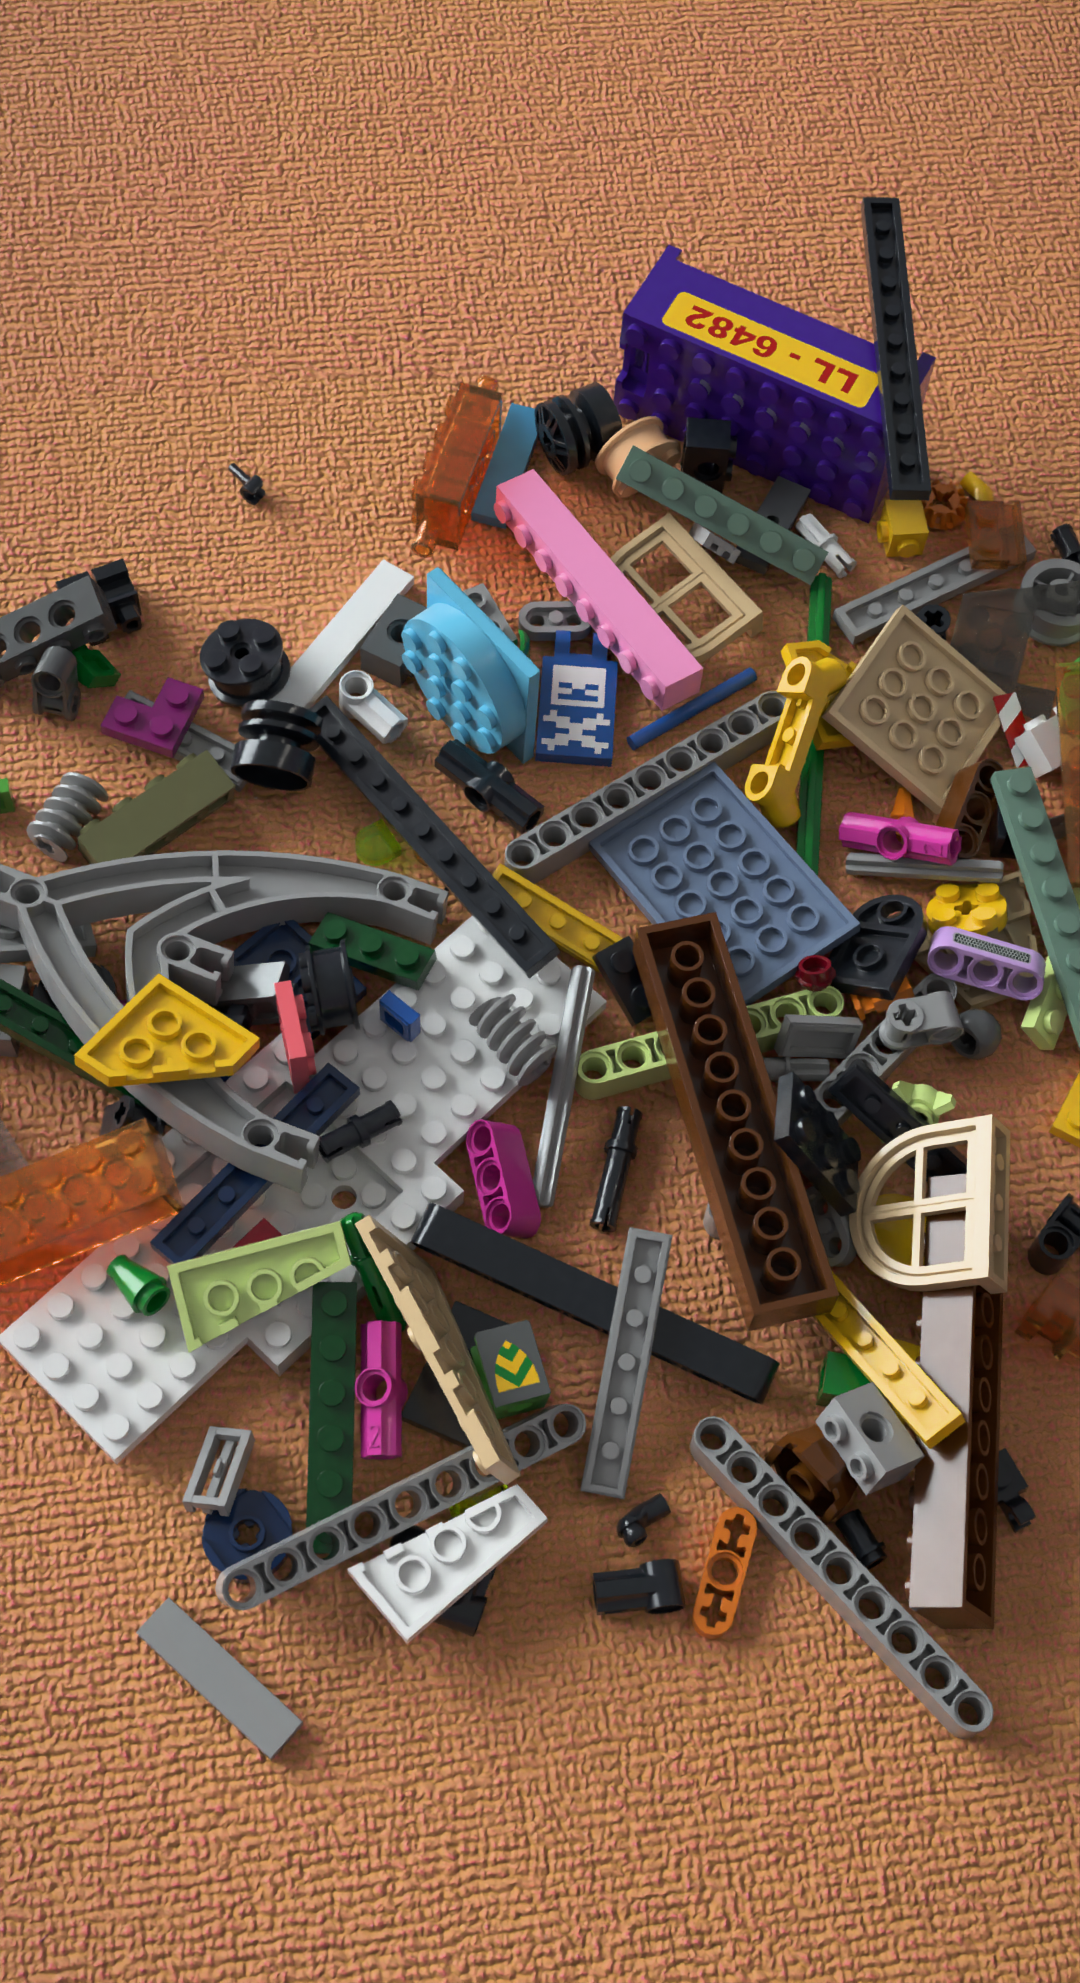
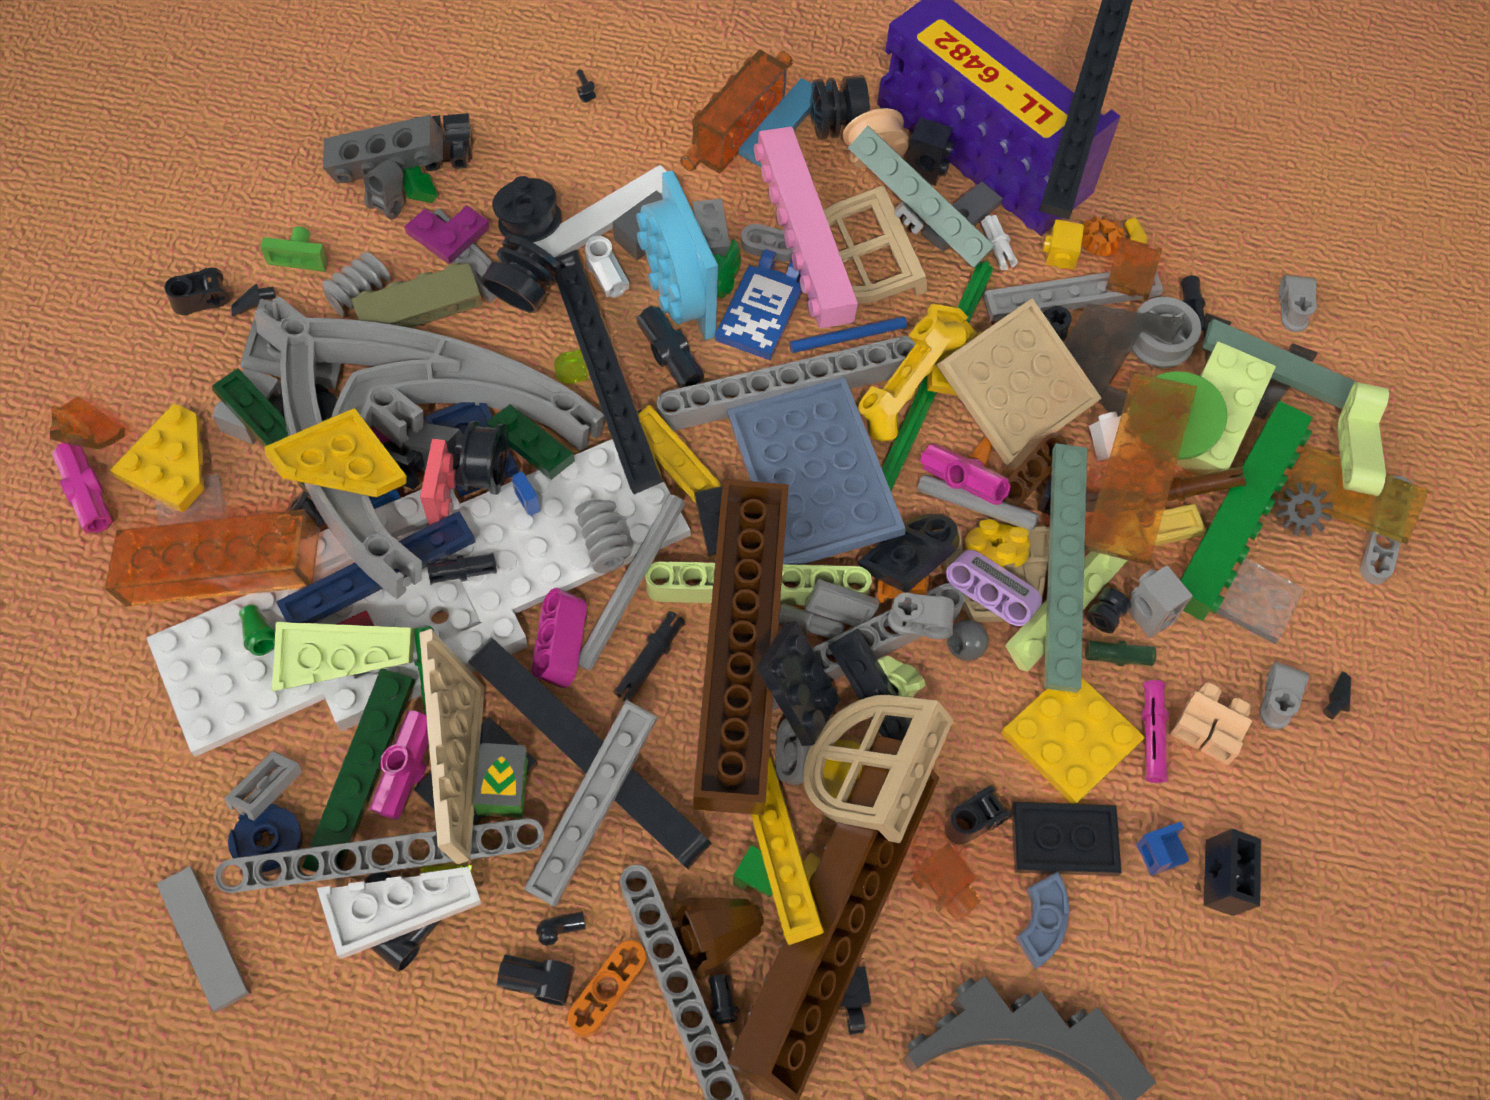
camera: 20 degrees right, 0 degrees up
(815, 973) = (855, 555): dark red plate -> none
(869, 1438) = (752, 901): light grey brick -> none
(1012, 723) = (1092, 408): sticker -> none

